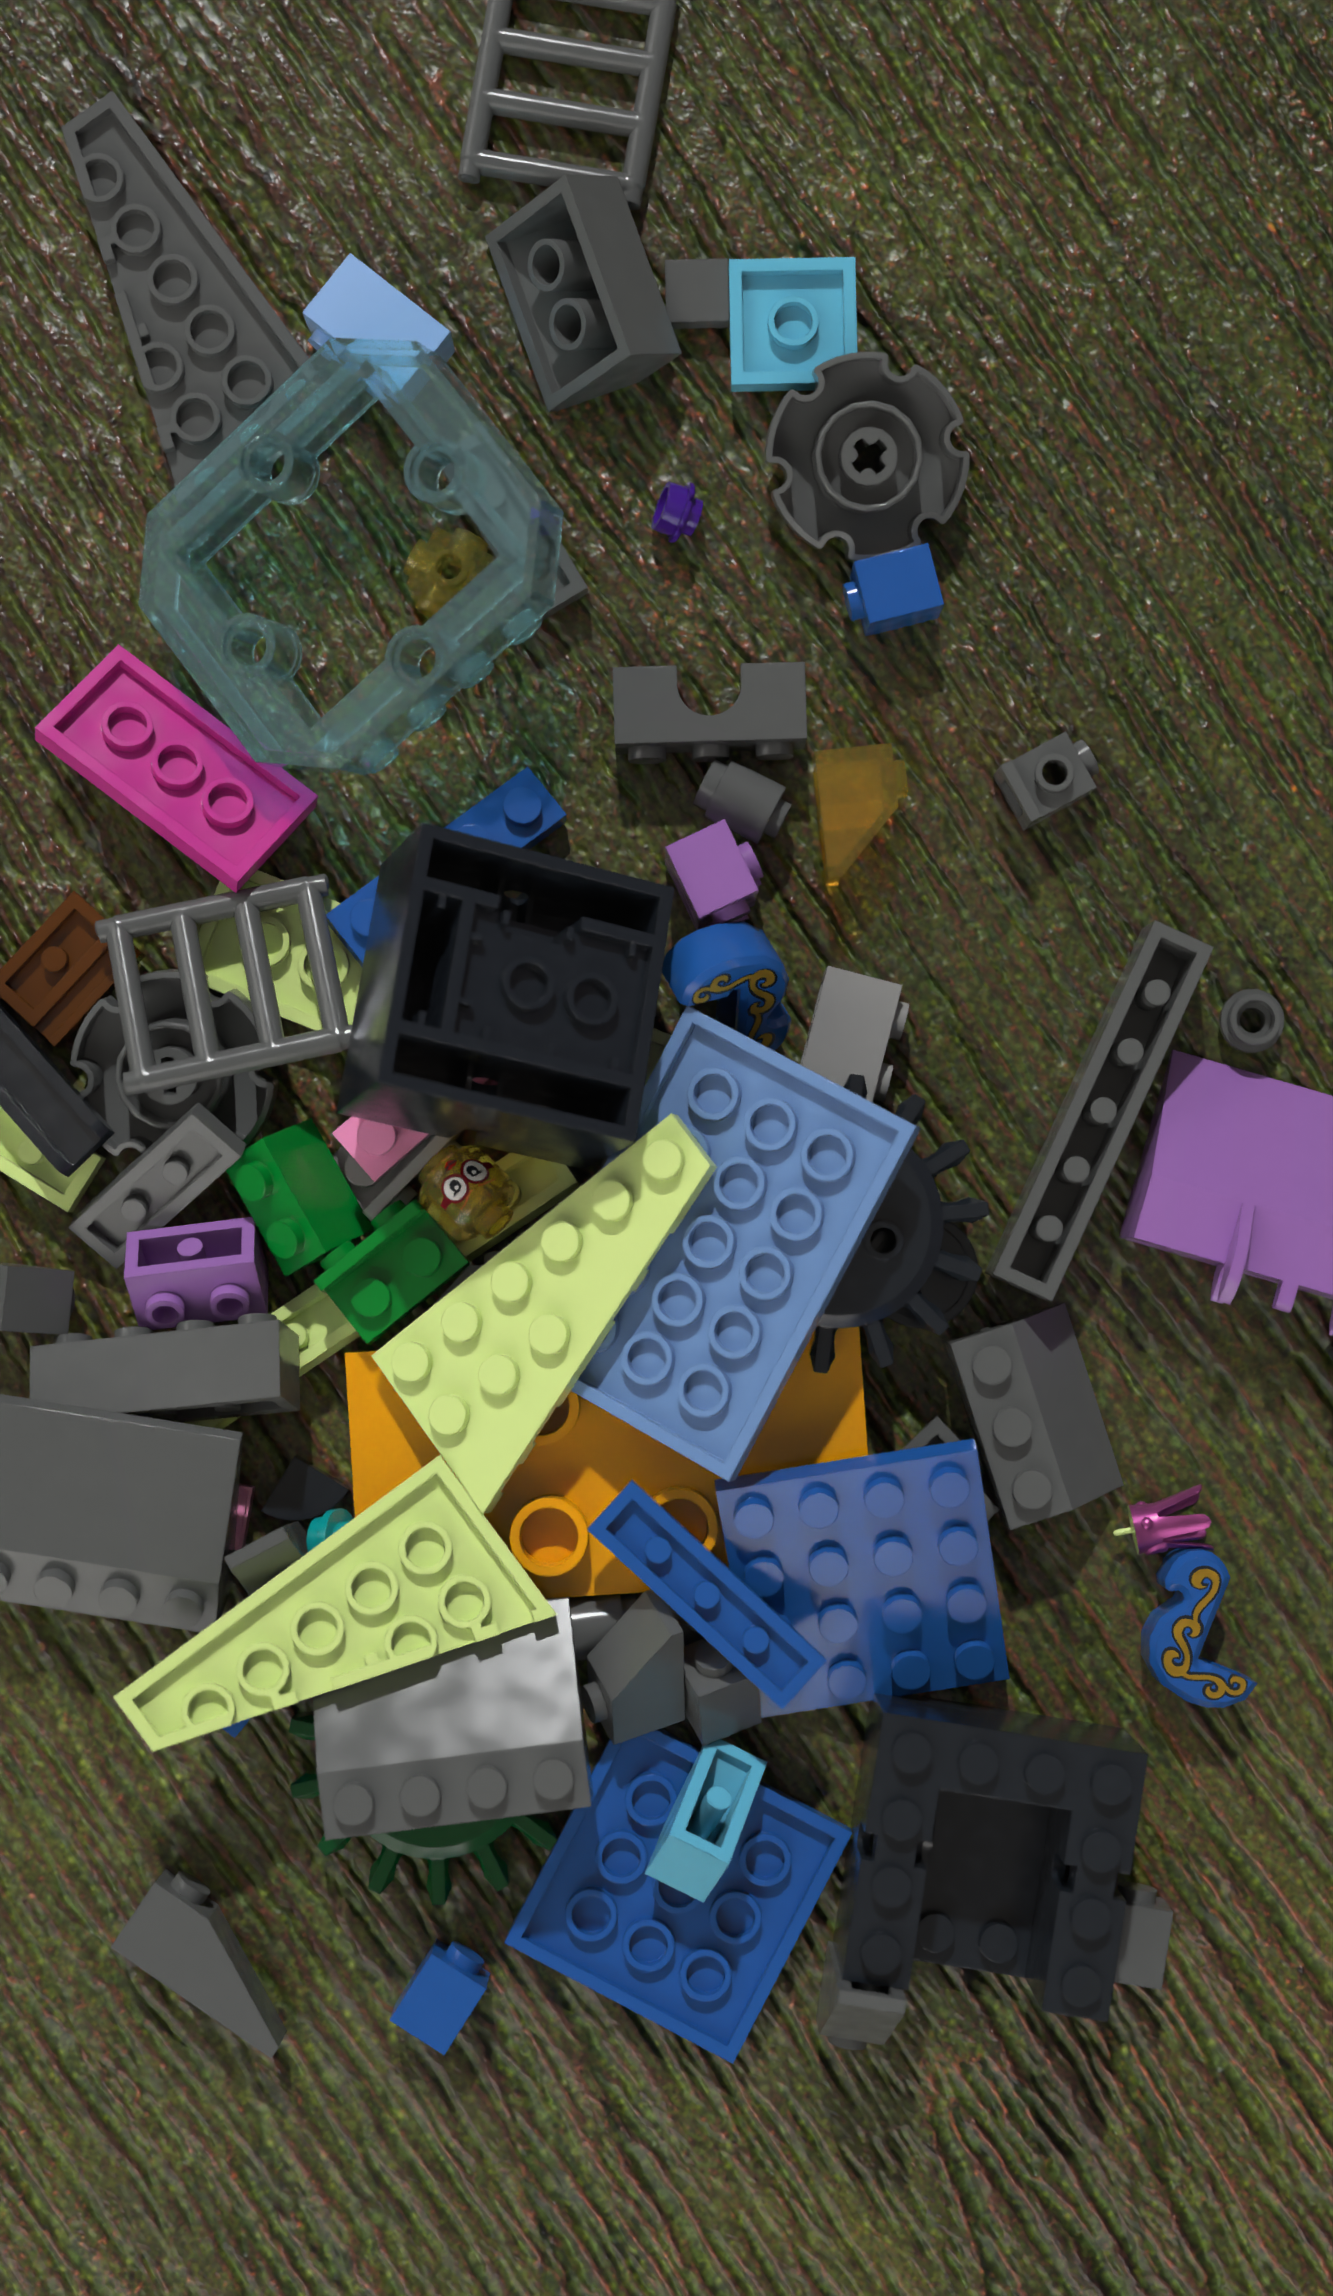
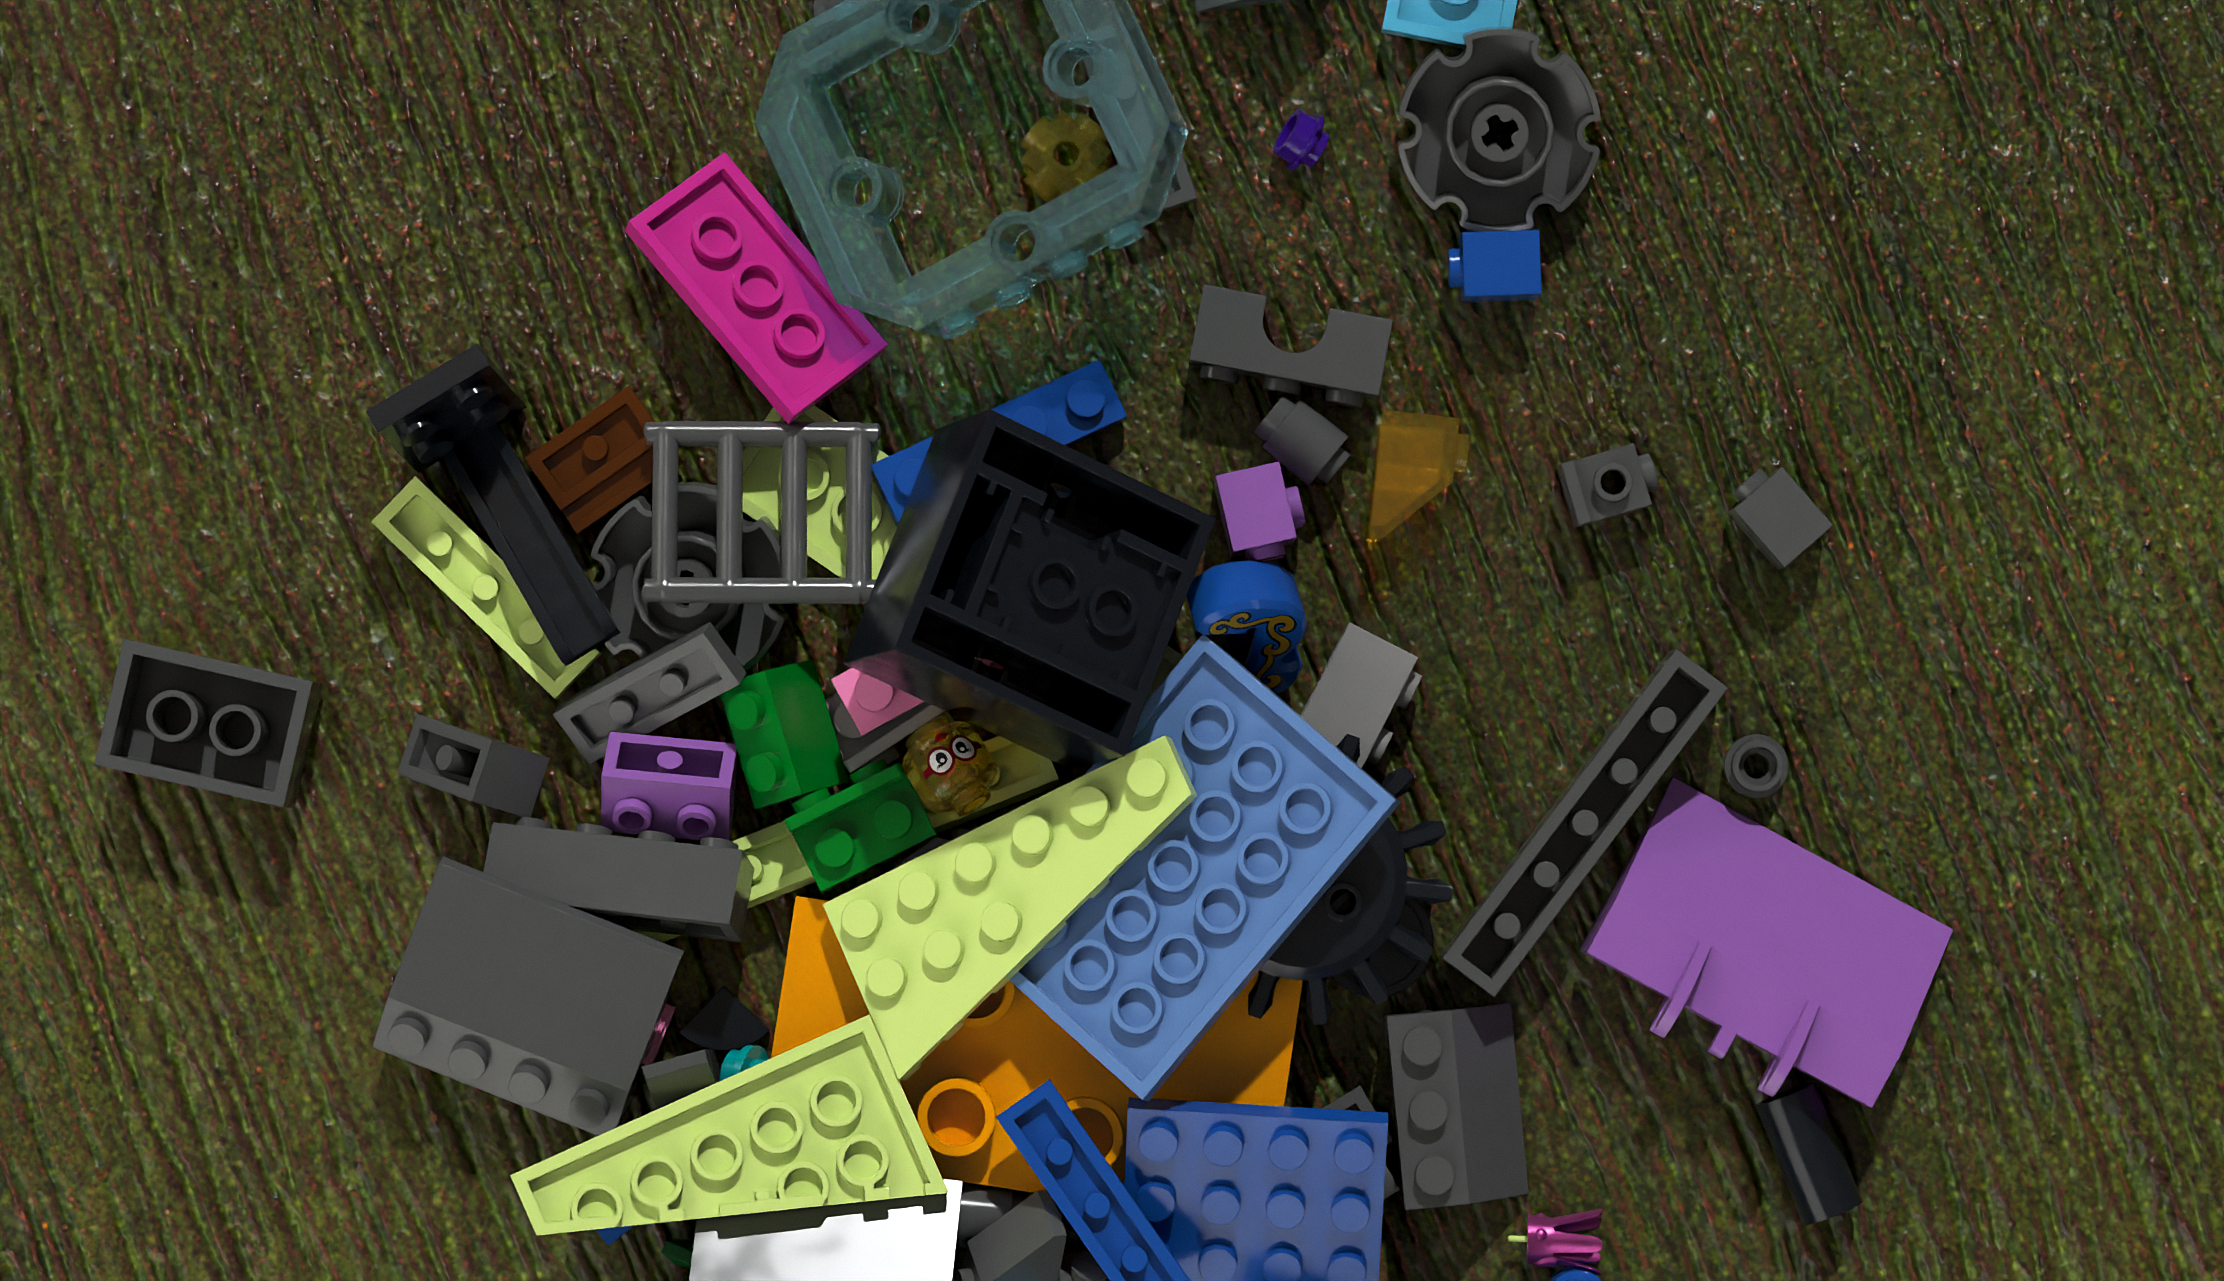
camera: 15 degrees right, 0 degrees up
(1220, 773) = (1777, 516): none -> dark grey brick

